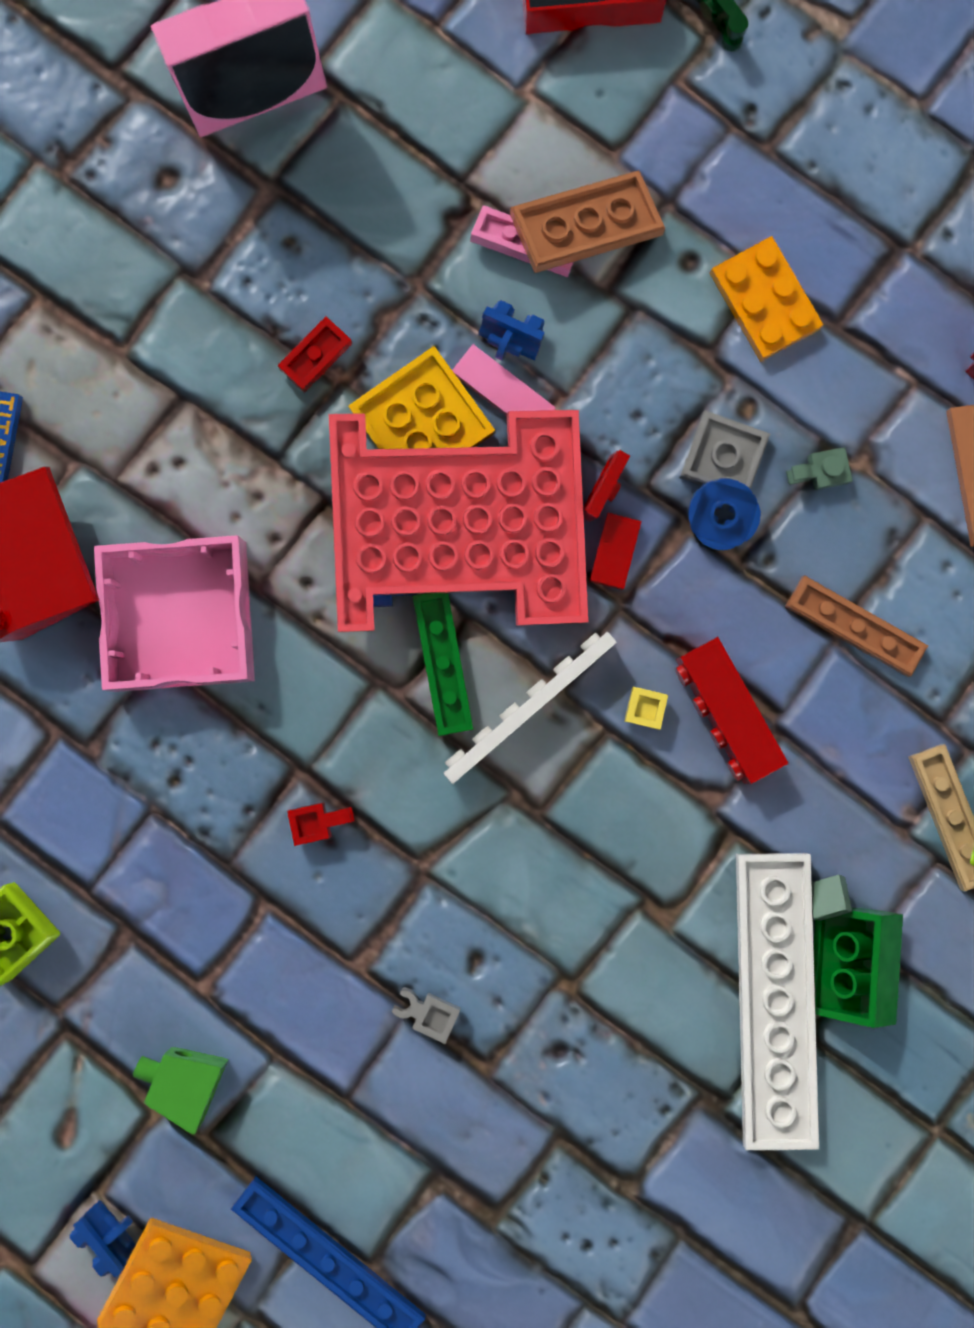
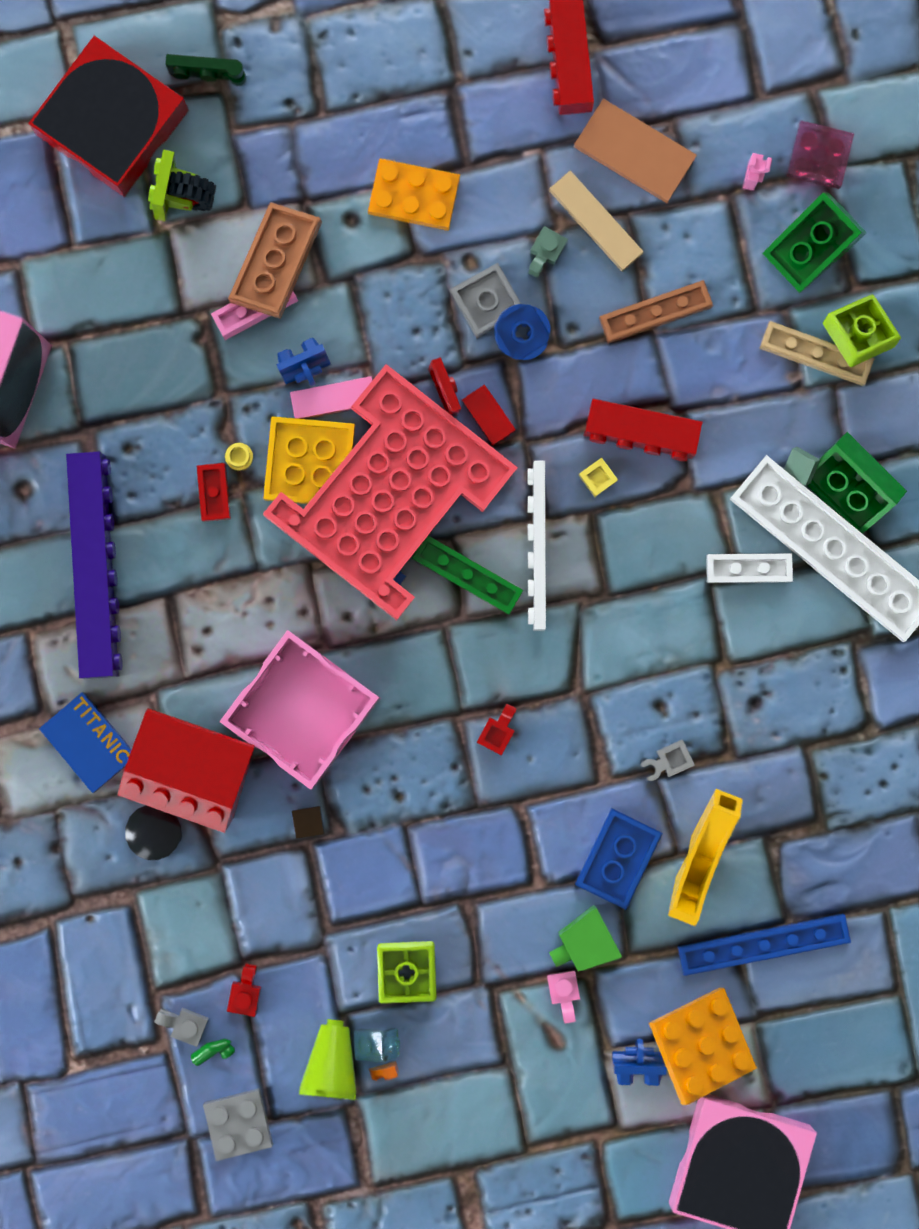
camera: 45 degrees left, 0 degrees up
(75, 714) = (308, 822): none -> dark brown tile
(117, 1104) = (564, 990): none -> bright pink plate
(147, 301) = (92, 565): none -> dark purple brick
(292, 1045) = (618, 858): none -> blue tile
(370, 349) = (239, 456): none -> light yellow plate
(373, 1126) = (703, 856): none -> yellow arch
(574, 68) = (178, 188): none -> plate
(685, 932) = (749, 568): none -> white plate
(893, 493) = (596, 221): none -> tan tile

